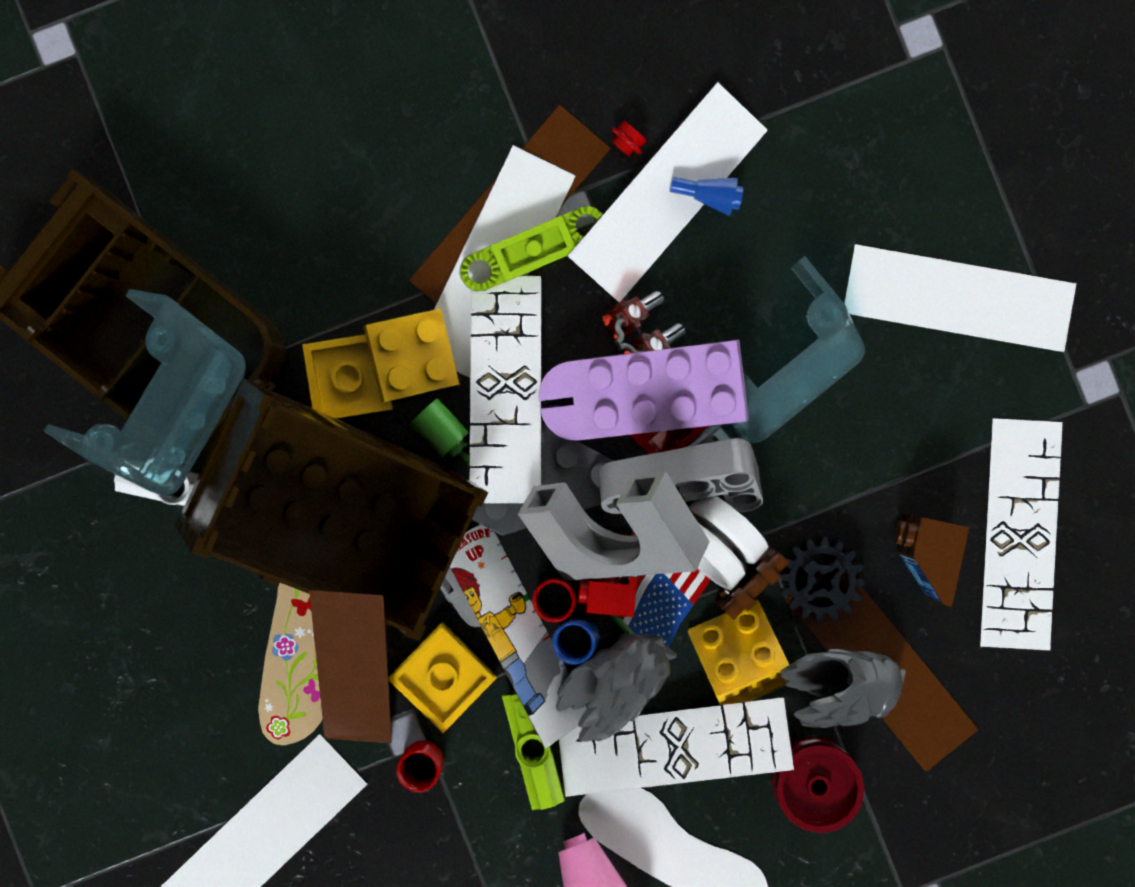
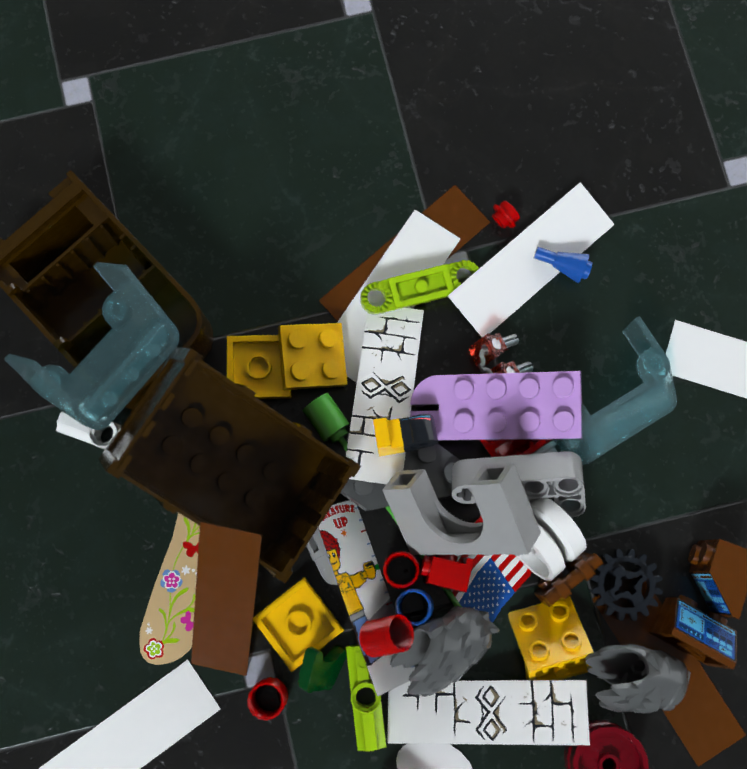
camera: 10 degrees right, 10 degrees down
(476, 729) = (321, 672): none -> dark green piece
(536, 441) = (405, 434): none -> leg
(546, 679) = (386, 636): none -> red piece
(908, 623) = (696, 633): none -> slope

